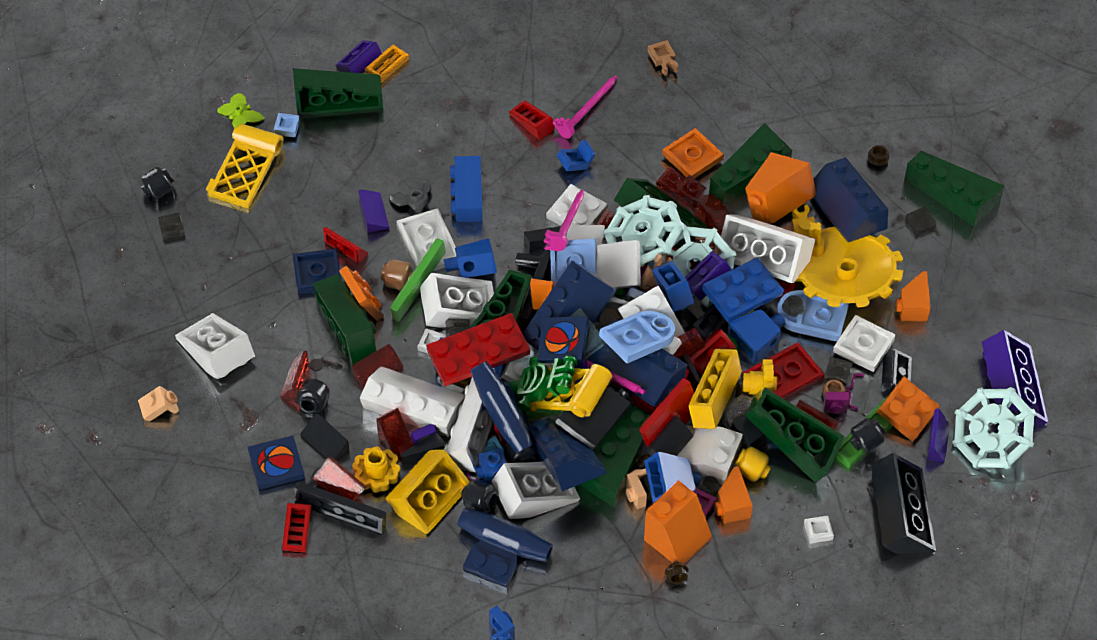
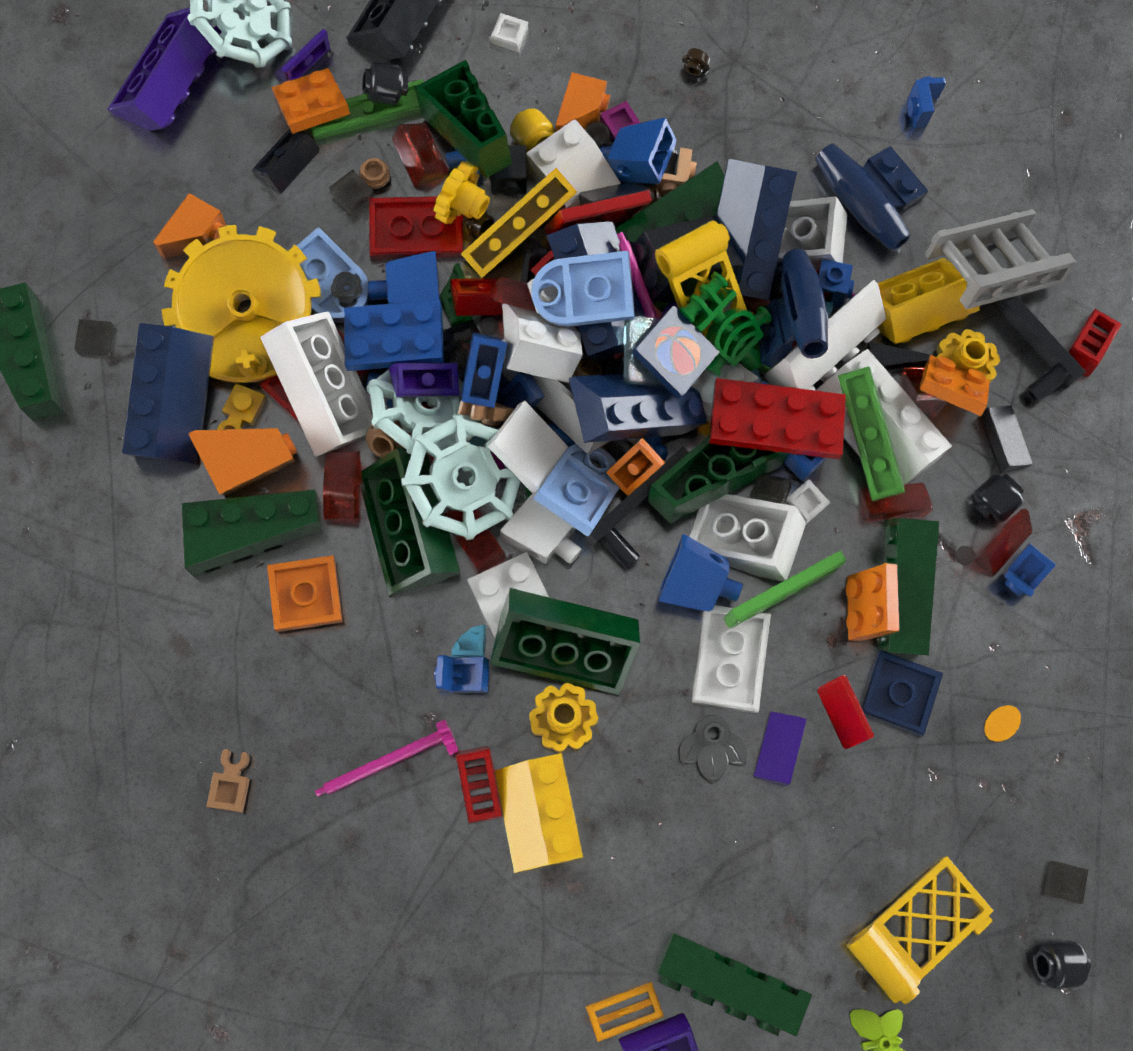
camera: 155 degrees left, 20 degrees up
(216, 345) = (1090, 644): white slope -> none
(247, 287) = (1002, 723): none -> light orange sticker
(274, 362) = (1027, 570): none -> blue bracket
(276, 462) = (1079, 440): tile -> none
(287, 124) = (829, 970): light blue plate -> none
(338, 480) = (1023, 360): clear red slope -> none
(365, 522) = (1000, 282): none -> light grey fence
(377, 428) = (955, 384): none -> orange plate
(396, 274) = (803, 617): medium nougat head -> none
(415, 378) = (871, 433): none -> bright green tile
(422, 433) = (897, 368): dark purple tile -> none
(466, 188) = (638, 706): blue brick -> none
(479, 496) = (867, 258): black head -> none
(487, 120) = (538, 813): none -> yellow slope
(506, 166) = (563, 717): none -> yellow plant
(530, 195) = (565, 641): none -> dark green slope
(535, 239) = (578, 576): black piece -> none
(557, 240) = (587, 512): dark pink piece -> none
(582, 177) = (471, 643): none -> medium azure tile
(677, 524) = (674, 94): orange slope -> none
(679, 186) = (352, 556): clear red slope -> none
(836, 402) = (384, 150): magenta plate -> none
(850, 387) = (355, 167): magenta piece -> none
(864, 343) = (294, 208): white plate -> none
(878, 155) = (70, 456): dark brown plate -> none

